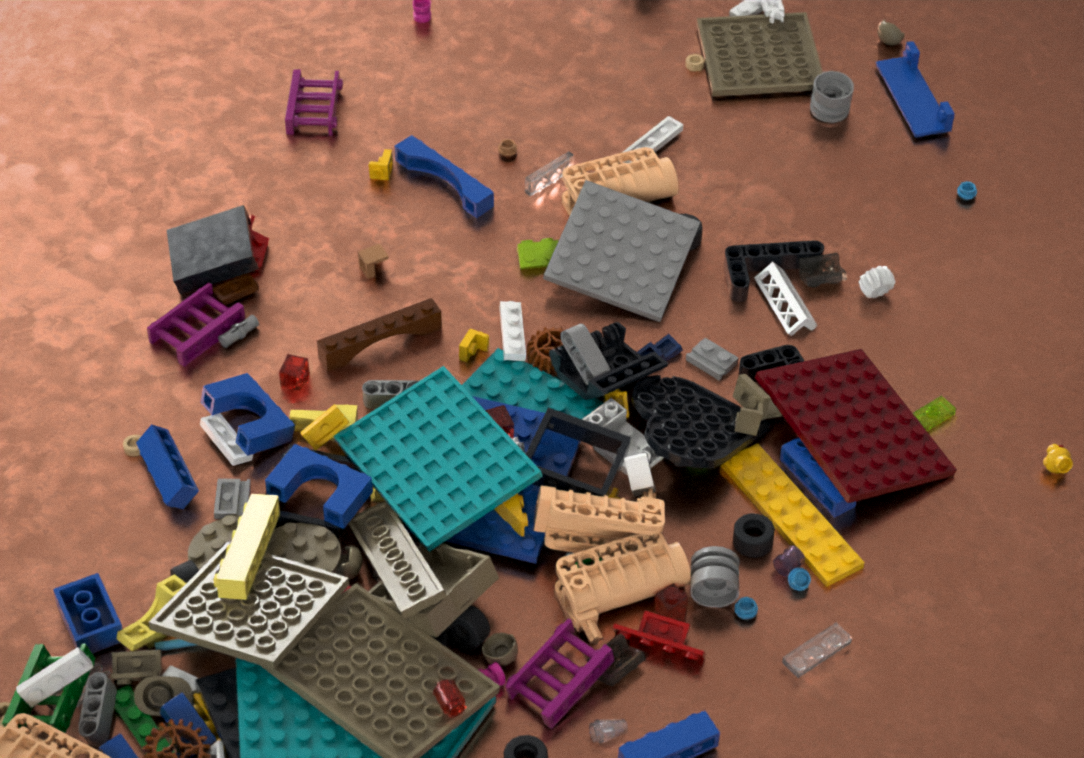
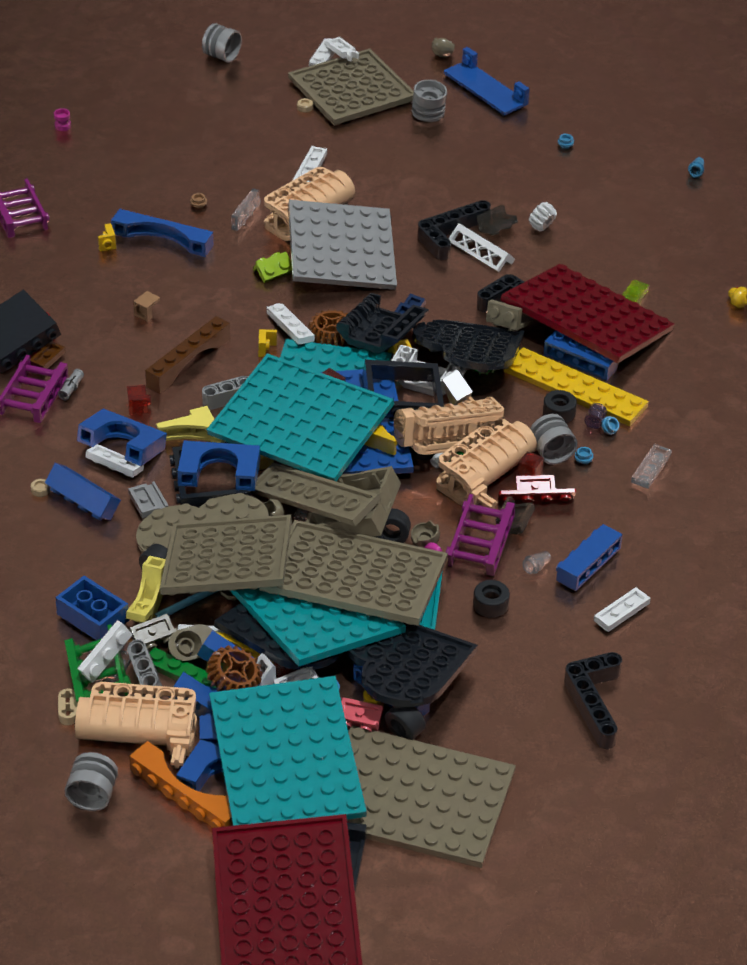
camera: 25 degrees left, 5 degrees down
(247, 547) = (197, 518): brick -> none
(324, 427) = (197, 423): yellow panel -> none
(449, 698) = (422, 567): clear red brick -> none
(584, 352) = (365, 317): light grey beam -> none
(712, 358) = (451, 302): light grey plate -> none
(749, 420) = (514, 329): dark tan panel -> none

